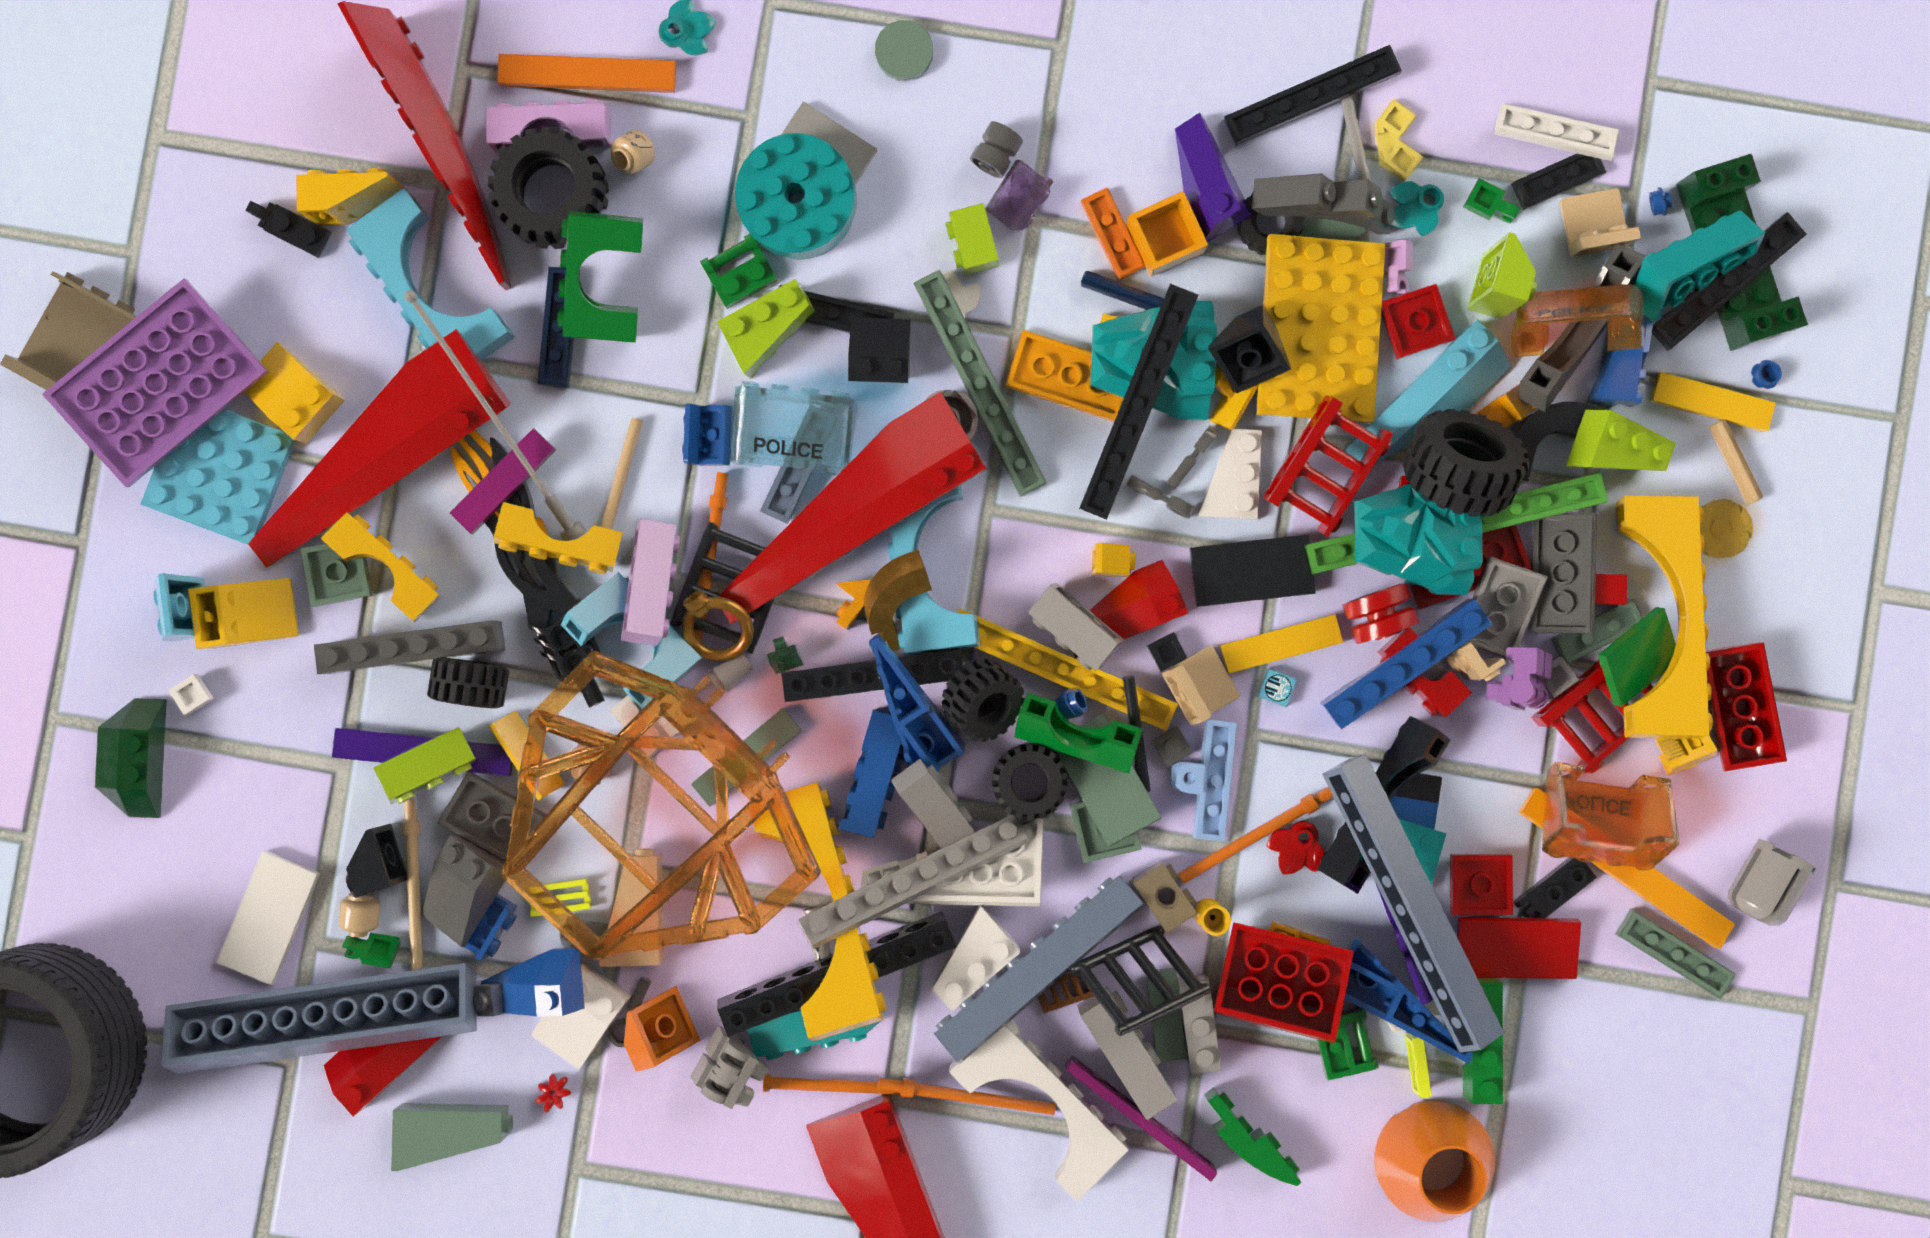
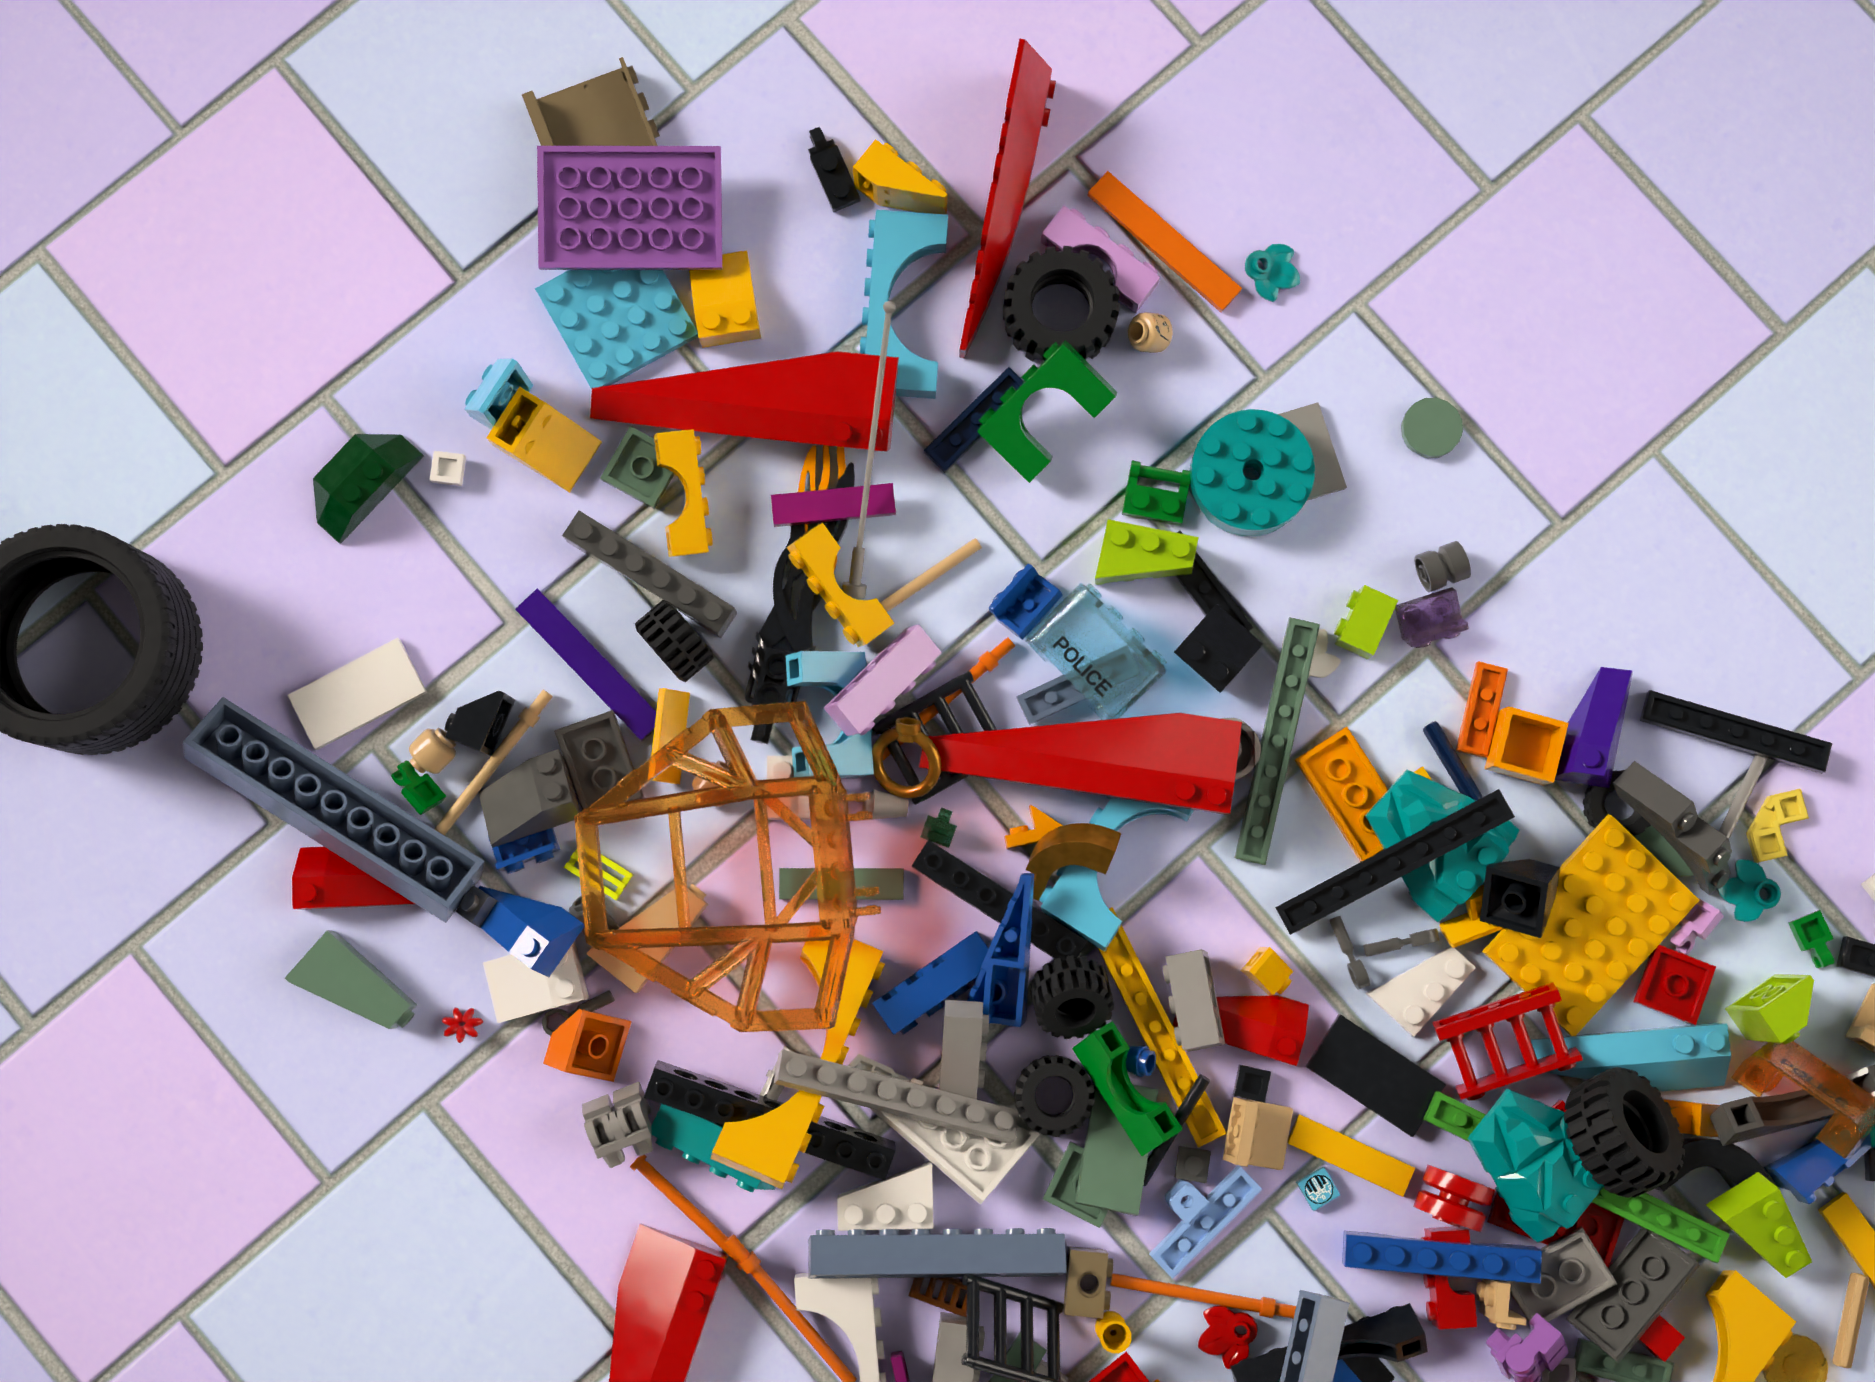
camera: 30 degrees right, 5 degrees down
(424, 766) = (583, 678): lime wedge -> none

